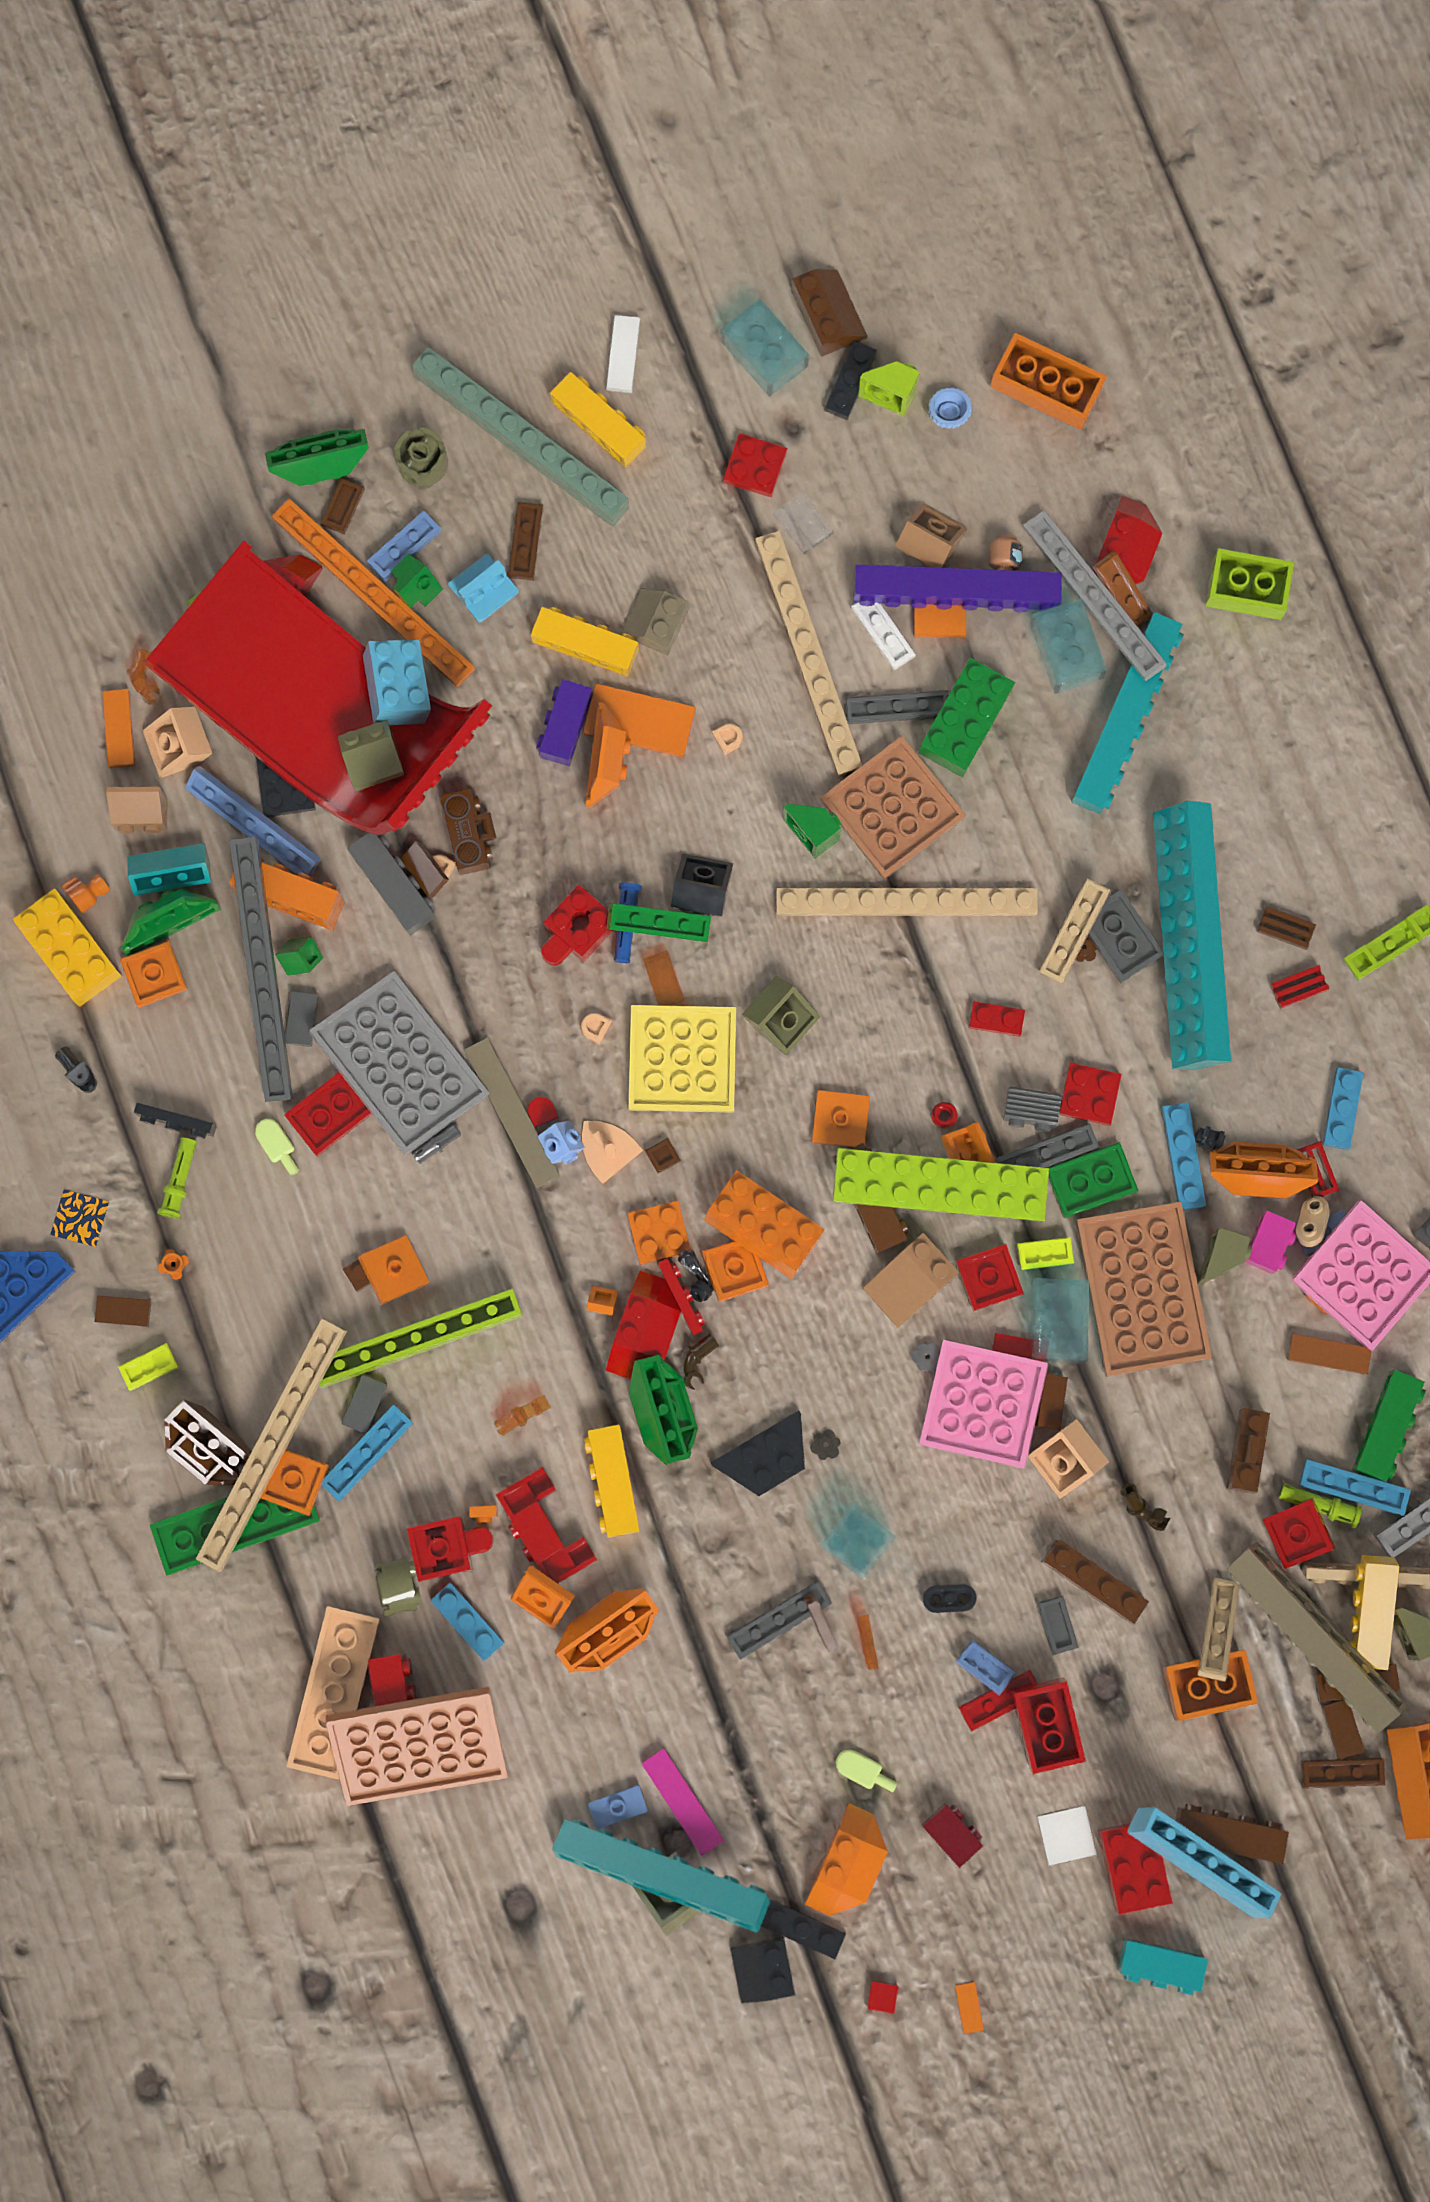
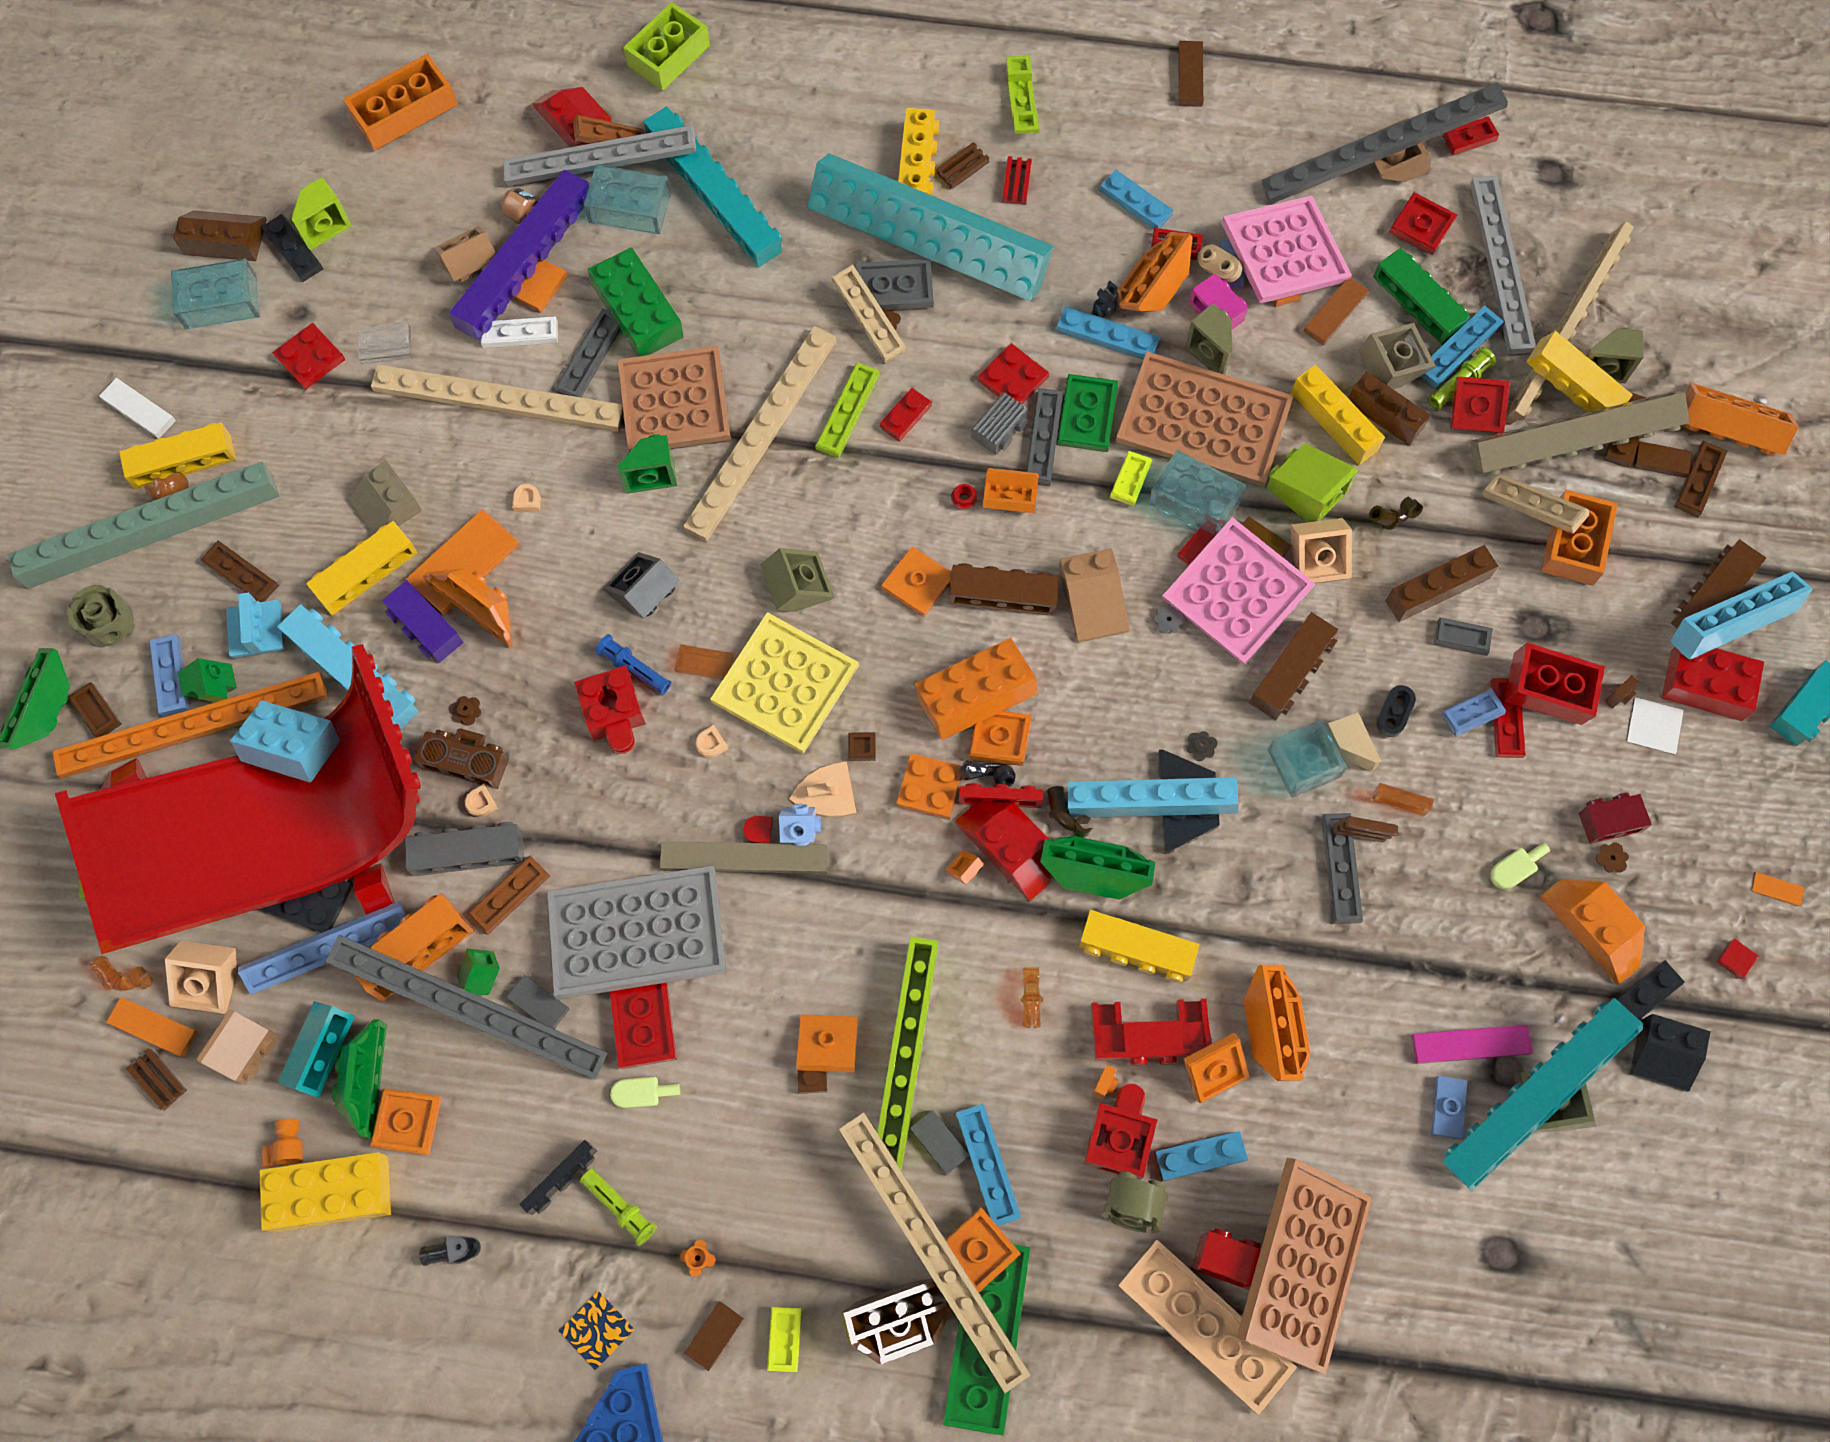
camera: 60 degrees left, 10 degrees down
(72, 757) = (141, 1062): none -> reddish brown tile
(319, 830) = (373, 889): none -> red slope
(371, 755) = (335, 797): olive slope -> none
(376, 940) = (509, 894): none -> dark orange tile
(424, 869) = (472, 812): tile -> none
(436, 1143) = (731, 939): dark grey axle -> none
(492, 682) = (335, 658): none -> medium azure brick
(511, 813) = (468, 716): none -> reddish brown plant
(562, 434) = (170, 485): none -> dark orange hair
(658, 922) = (651, 634): green plate -> none
(746, 1427) = (1153, 797): none -> medium azure brick
(897, 1571) = (1354, 742): none -> tan slope
(913, 1857) = (1619, 857): none -> reddish brown plant
(940, 1185) = (1025, 524): lime plate -> none
(941, 1488) = (1293, 666): none -> reddish brown brick
(950, 408) = (369, 184): light blue hat -> none
(972, 965) = (847, 410): none -> lime tile
(989, 1277) = (1128, 531): red plate -> none
(1078, 1792) = (1624, 692): none -> reddish brown plate
(1129, 1415) = (1311, 482): none -> lime slope
(1214, 1407) = (1337, 415): none -> yellow brick
(1268, 881) = (918, 149): none -> yellow brick
(1305, 1433) = (1396, 355): none -> dark tan slope

